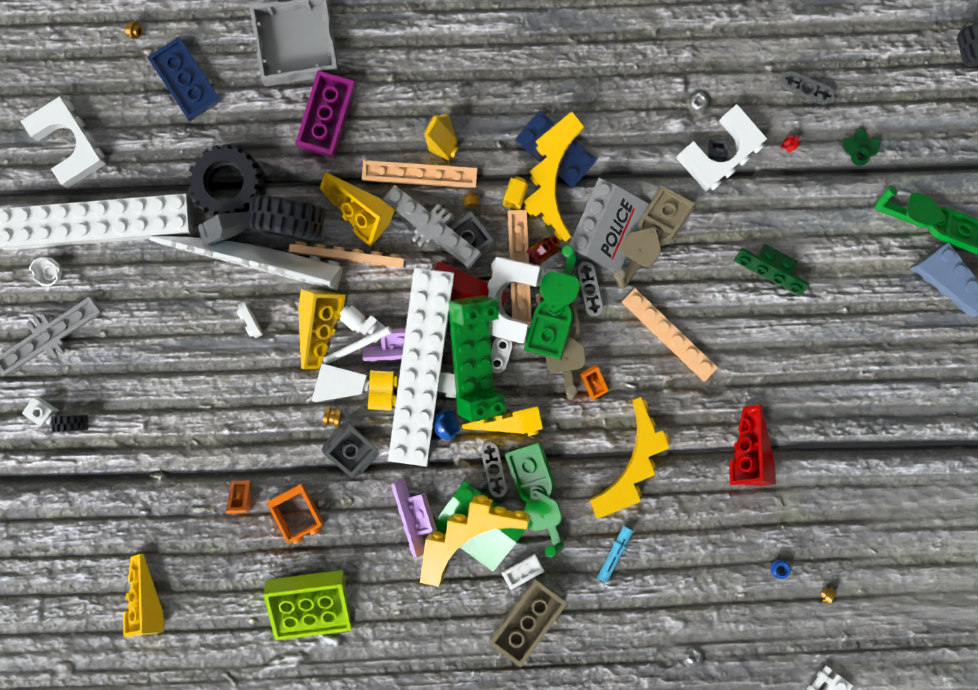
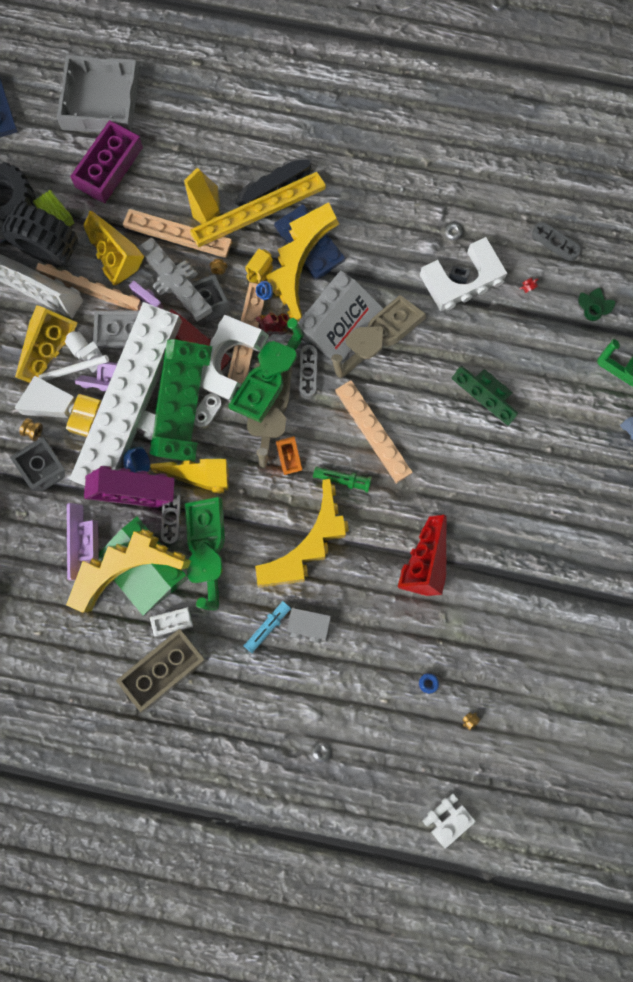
camera: 10 degrees right, 10 degrees down
(285, 182) = (53, 206): none -> lime brick
(388, 290) = (113, 328): none -> light grey plate
(408, 251) = (145, 295): none -> lavender plate
(450, 457) = (129, 487): none -> magenta brick
(487, 111) = (280, 177): none -> black brick
(496, 129) = (257, 209): none -> yellow plate
(526, 217) = (264, 290): none -> blue plate
(654, 542) = (308, 625): none -> light grey brick
(661, 390) = (353, 478): none -> green pin

